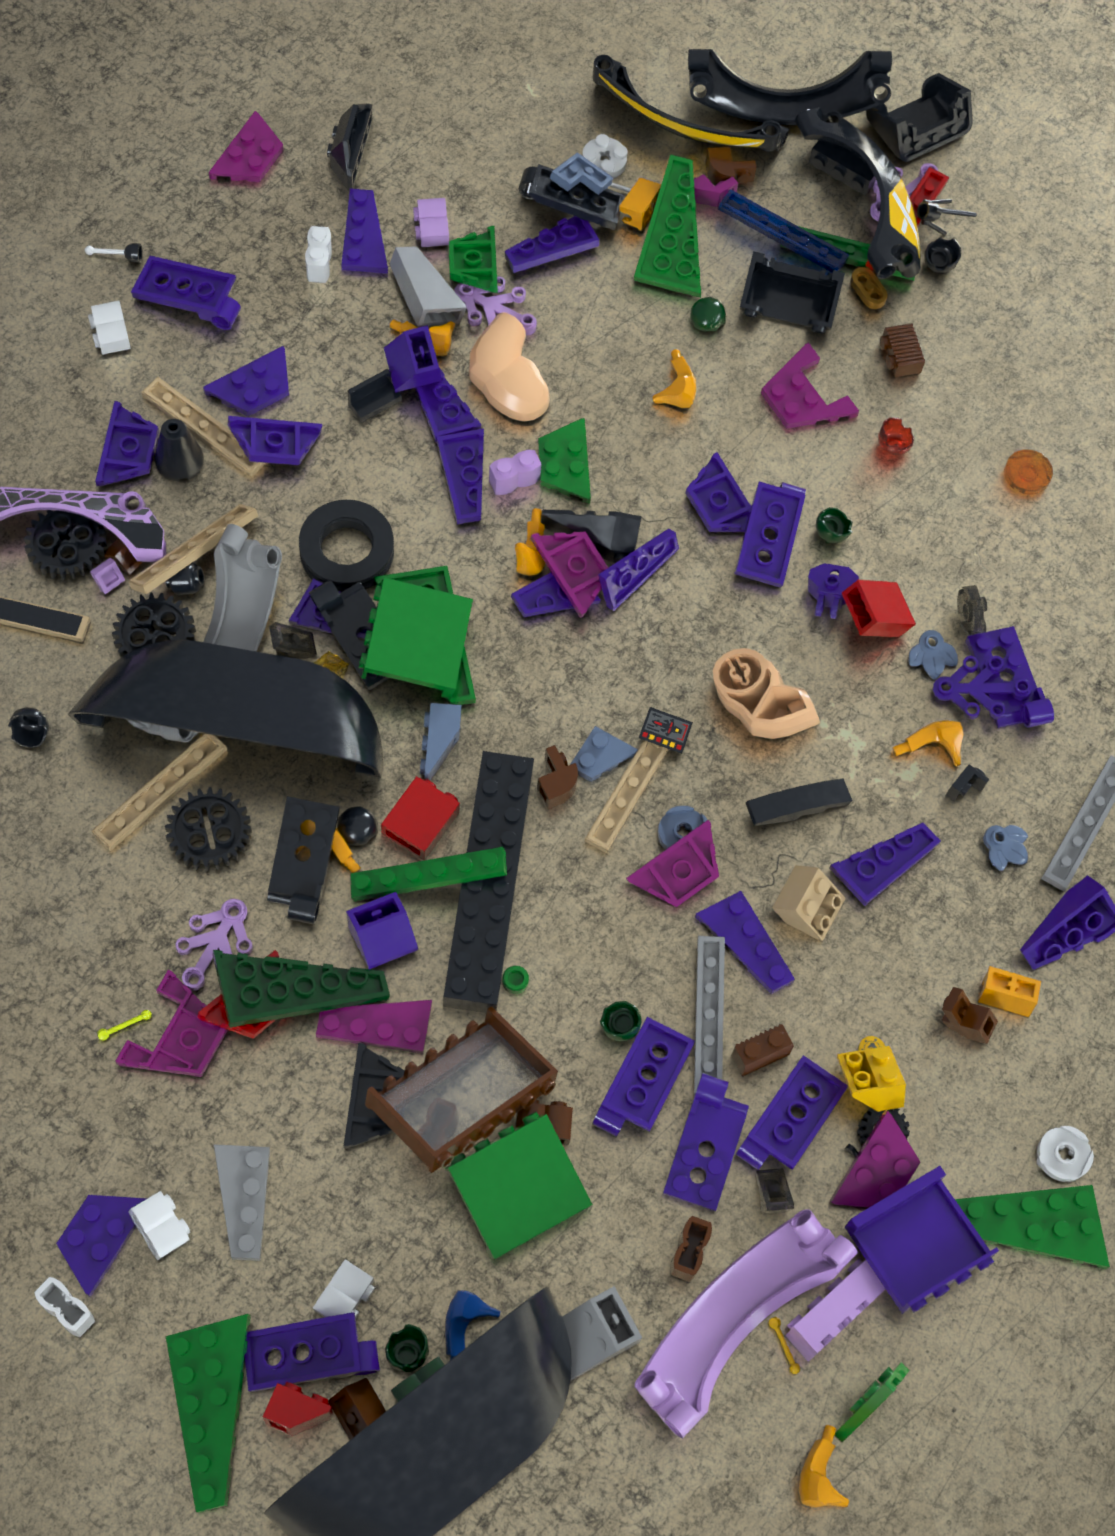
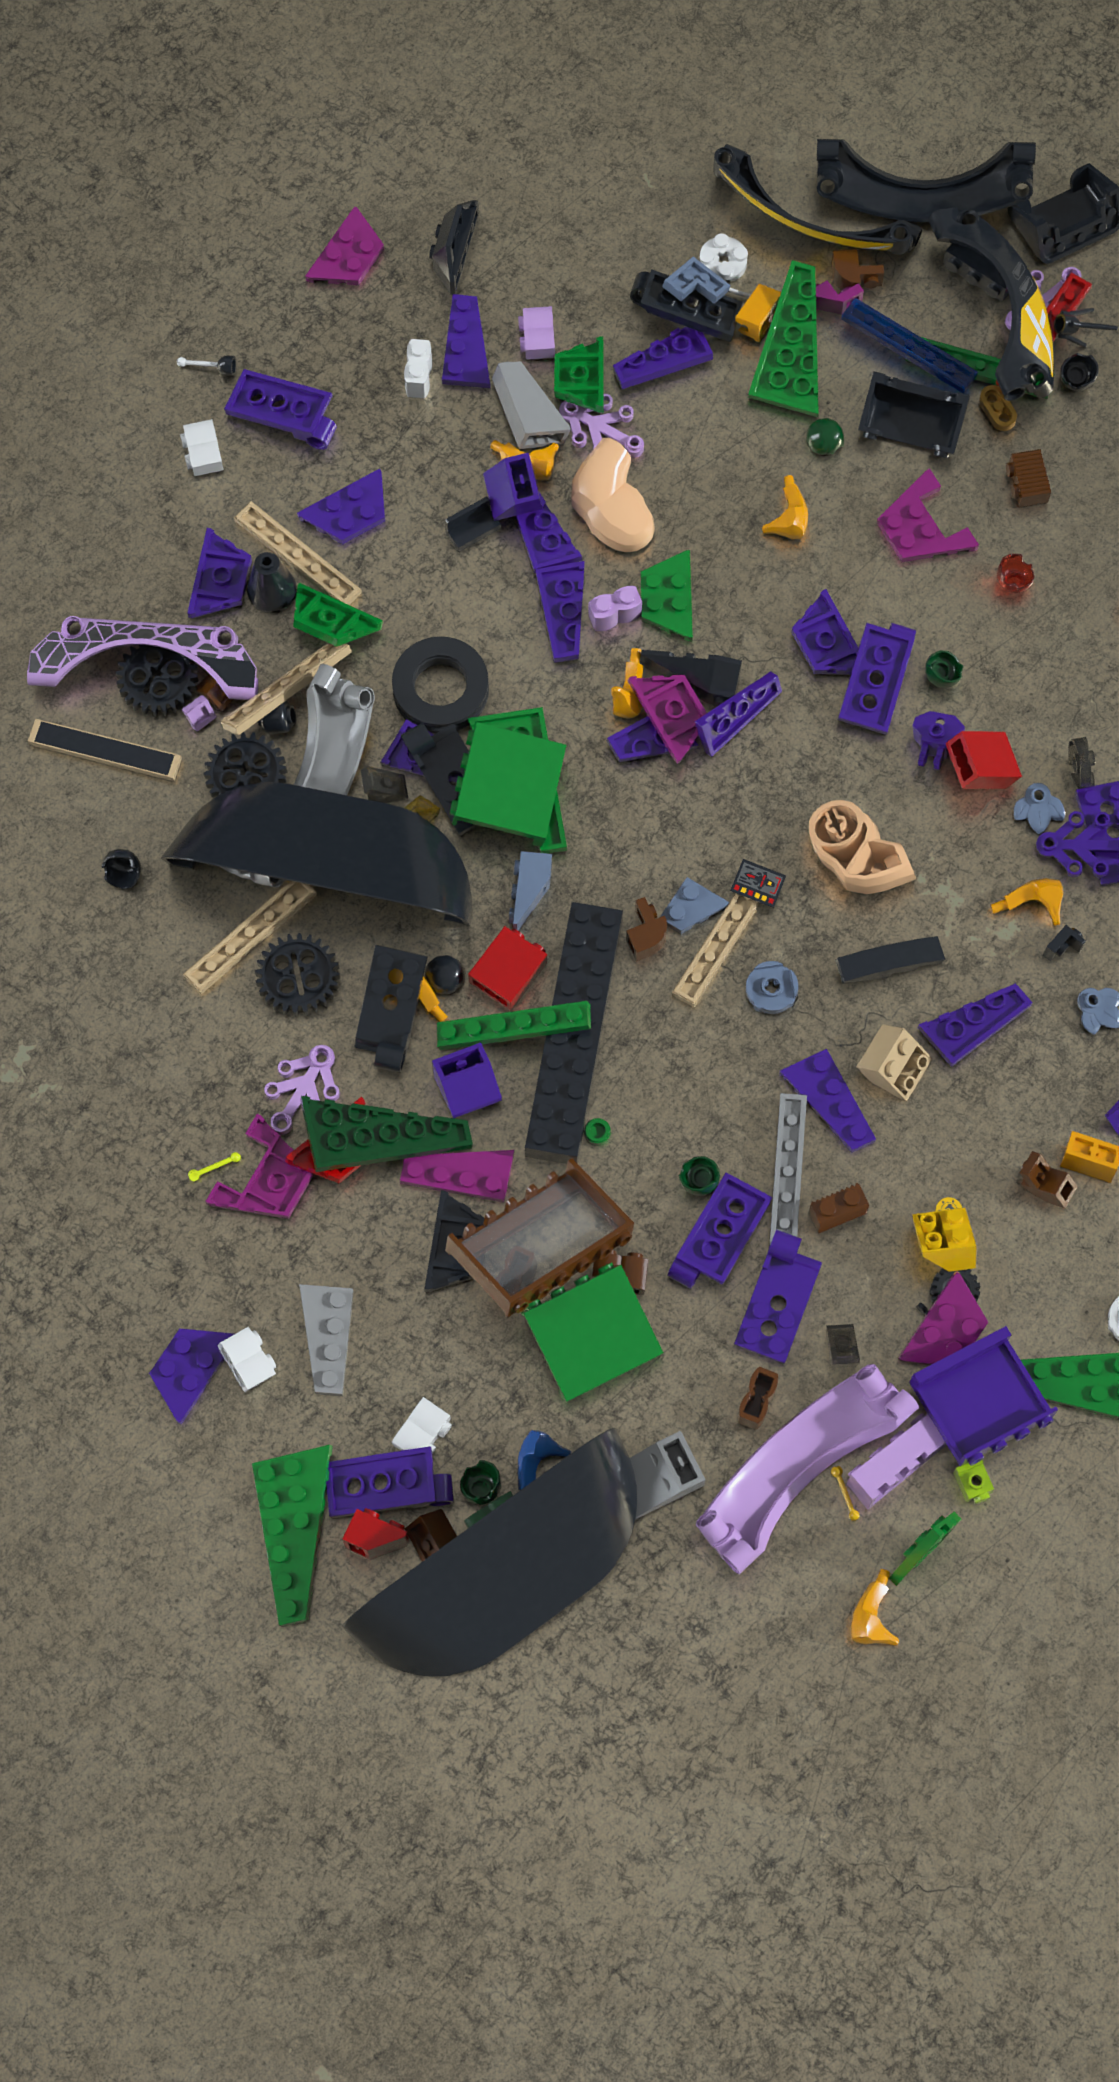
camera: 10 degrees right, 5 degrees up
(68, 1309) = (152, 1429): white brick -> none
(238, 484) = (330, 618): none -> green wing
(274, 439) = (369, 571): dark purple wing -> none
(680, 868) = (766, 1024): magenta wing -> none
(782, 1133) = (853, 1290): dark purple hinge -> none
(905, 1326) = (971, 1492): none -> lime brick

